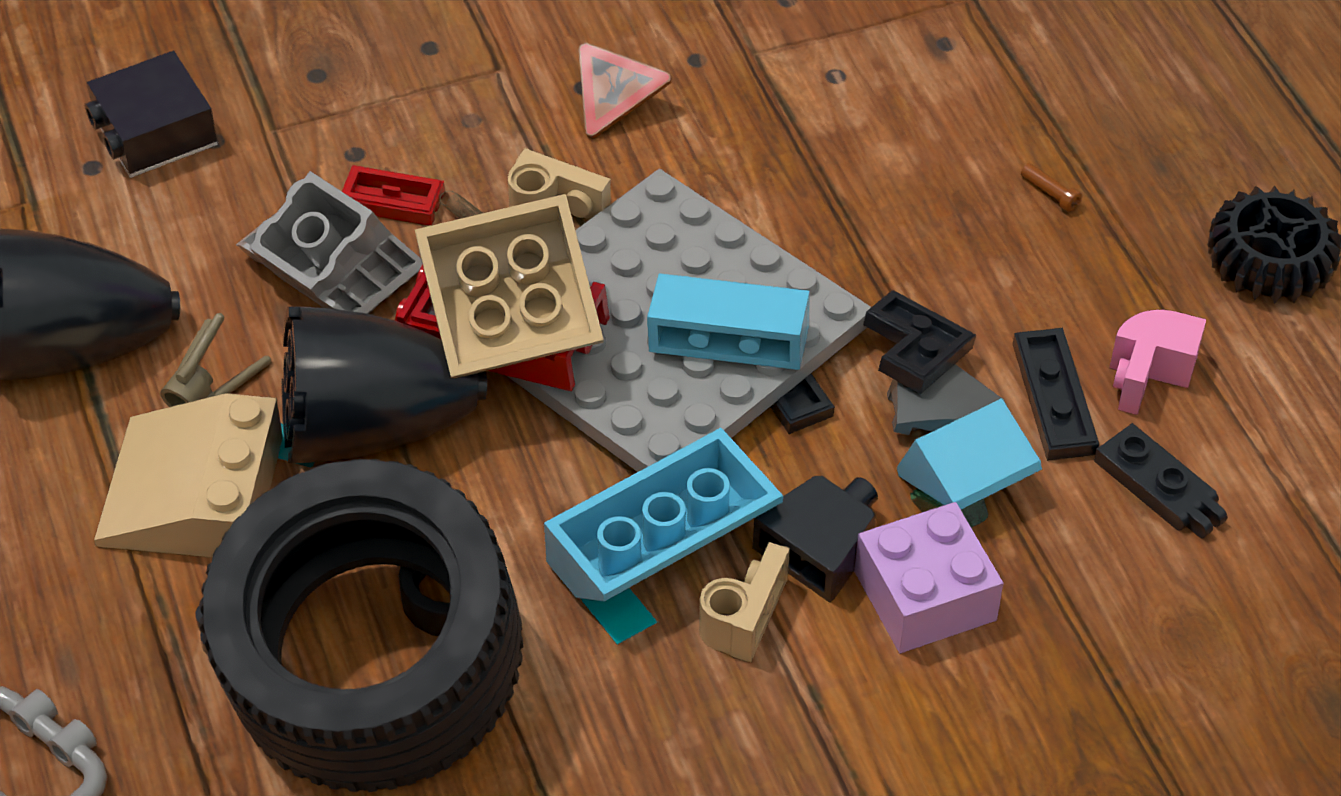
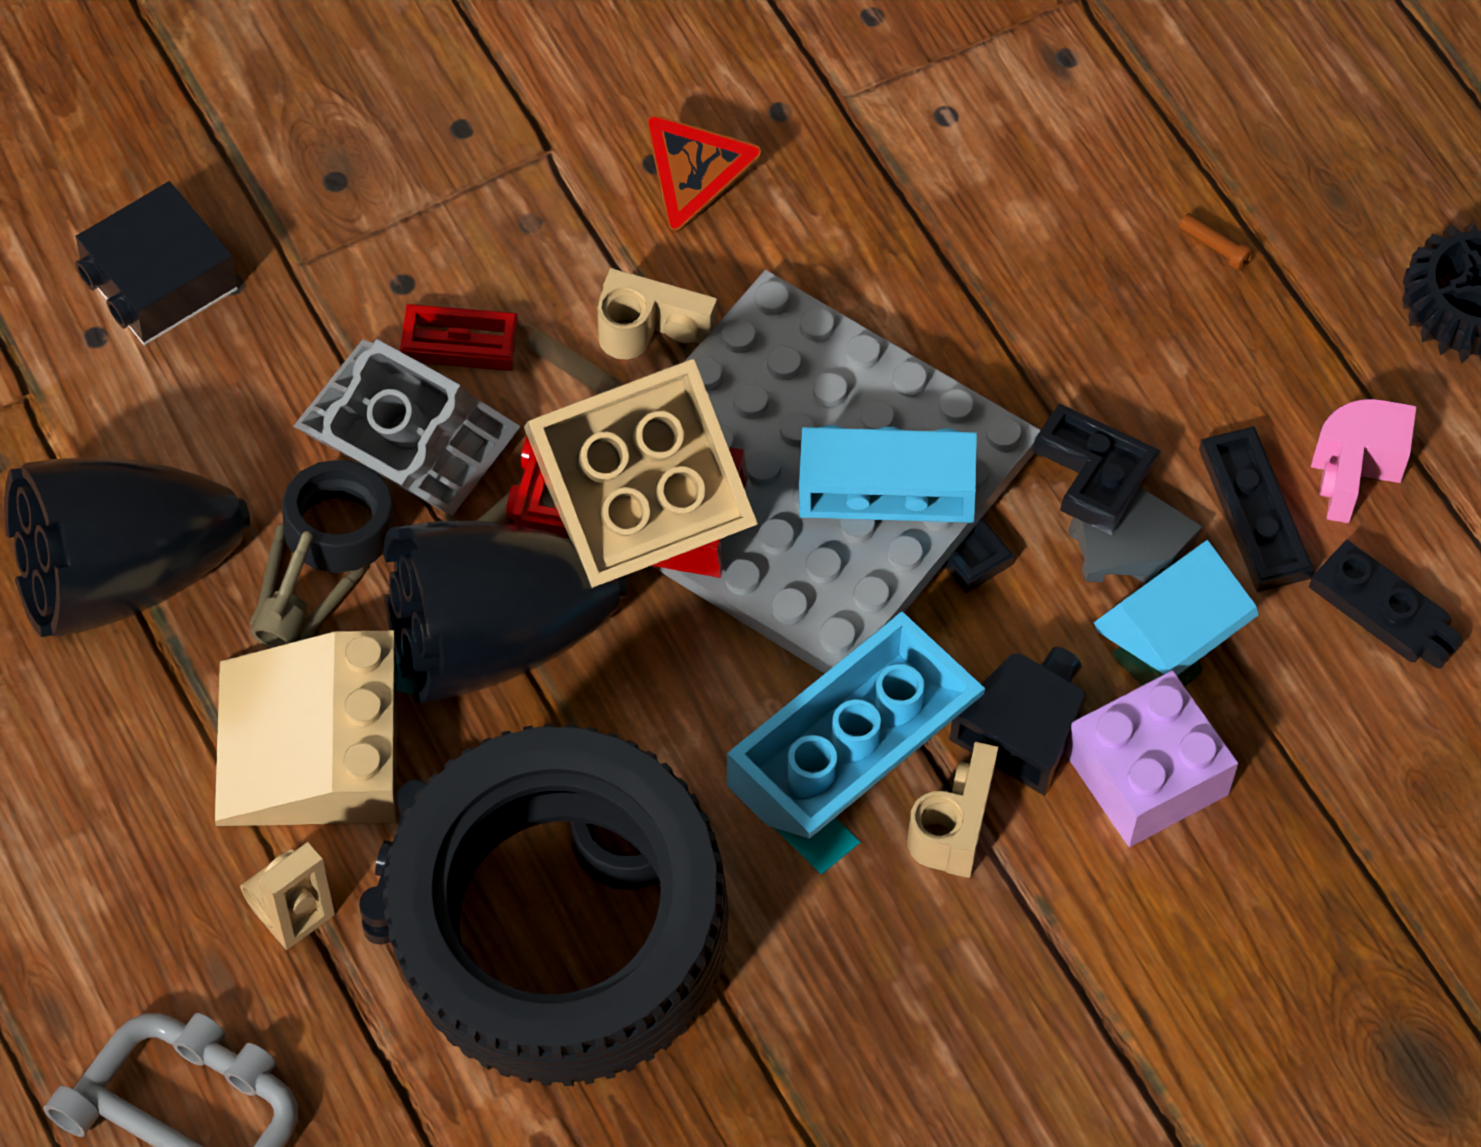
camera: 10 degrees left, 10 degrees up
(140, 599) = (291, 895): none -> tan plate
(249, 288) = (333, 481): none -> black tyre

